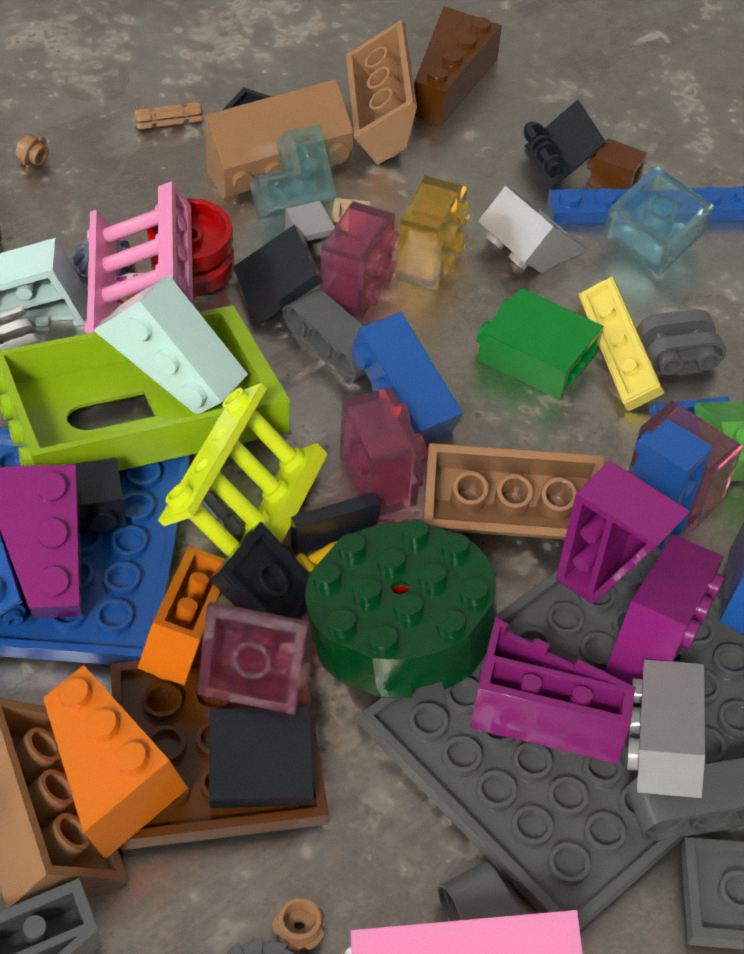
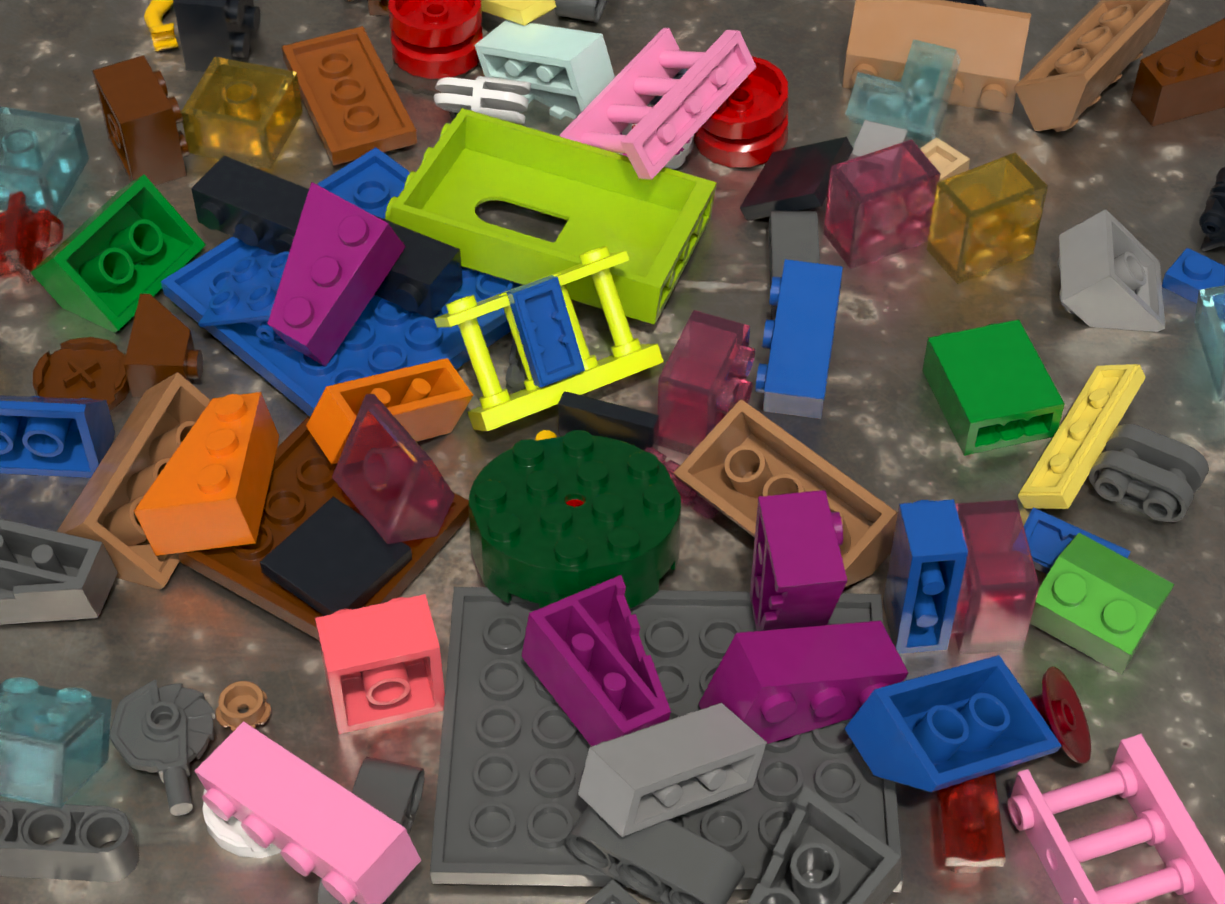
camera: 45 degrees right, 0 degrees up
(173, 345) = (604, 181): light aqua wedge -> none
(252, 477) = (545, 331): none -> blue plate
(263, 576) = (476, 423): black tile -> none
(383, 806) = (381, 663): none -> coral brick

